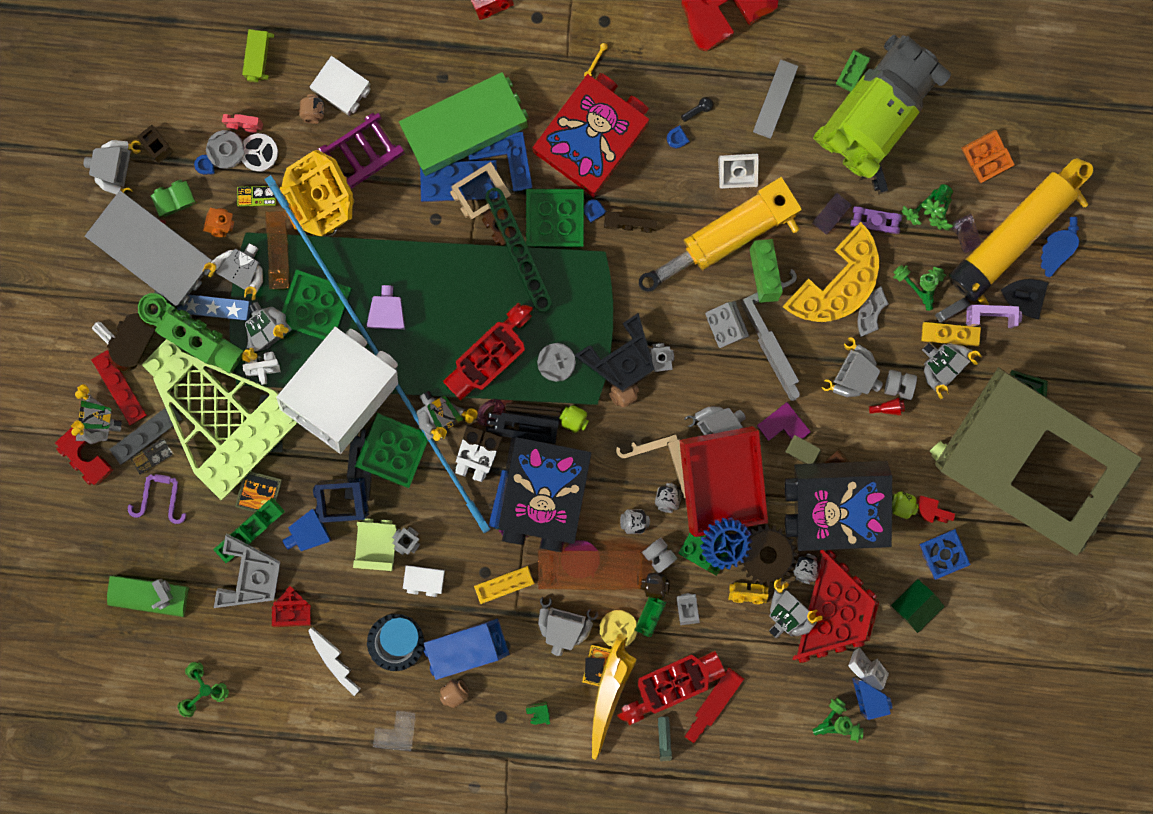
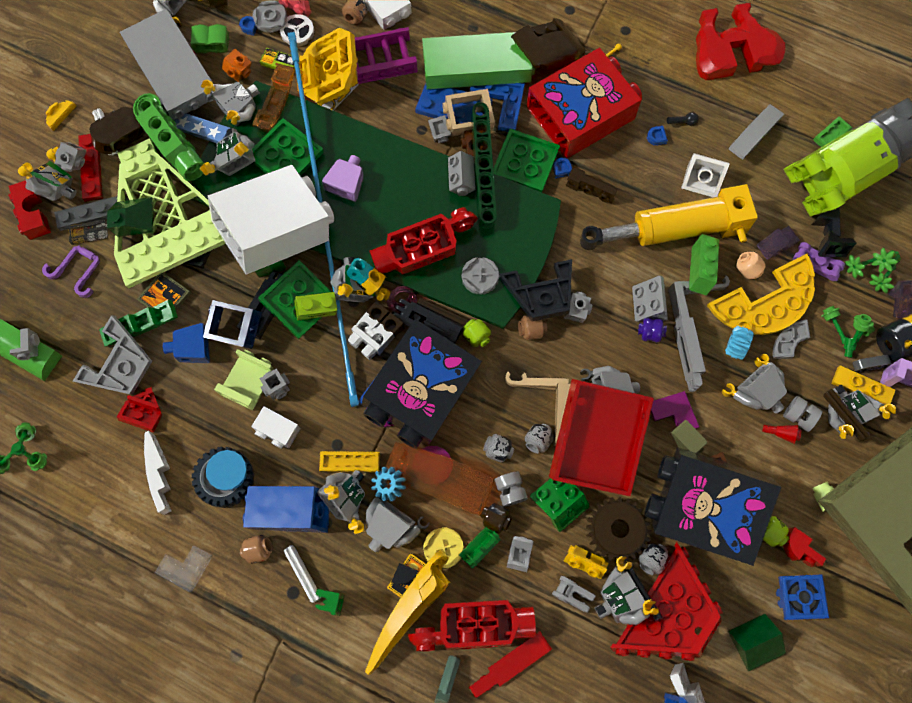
camera: 20 degrees right, 15 degrees down
(55, 341) = (58, 112): none -> yellow tile
(102, 390) = (70, 156): none -> light grey brick
(195, 429) = (131, 217): none -> dark green slope
(268, 366) = (208, 183): white hips -> none
(413, 453) = (315, 306): none -> lime brick
(450, 408) = (365, 275): none -> leg
(455, 216) = (439, 129): none -> light grey bracket
(499, 265) = (461, 173): none -> light grey brick
(503, 698) = (302, 573): none -> white axle
(513, 620) = (343, 497): none -> torso
(534, 78) = (549, 44): none -> dark brown slope
(541, 593) = (384, 491): none -> medium azure gear
(712, 547) = (586, 514): blue gear -> none
(737, 353) = (652, 330): none -> dark purple piece
(739, 623) = (565, 593): none -> light grey piece
(806, 602) = (658, 617): none -> black bar
(811, 252) = (750, 265): none -> light nougat head
(822, 337) = (739, 342): none -> medium azure gear
(884, 204) = (834, 246): none -> black slope
(938, 374) = (846, 414): none -> dark brown axle

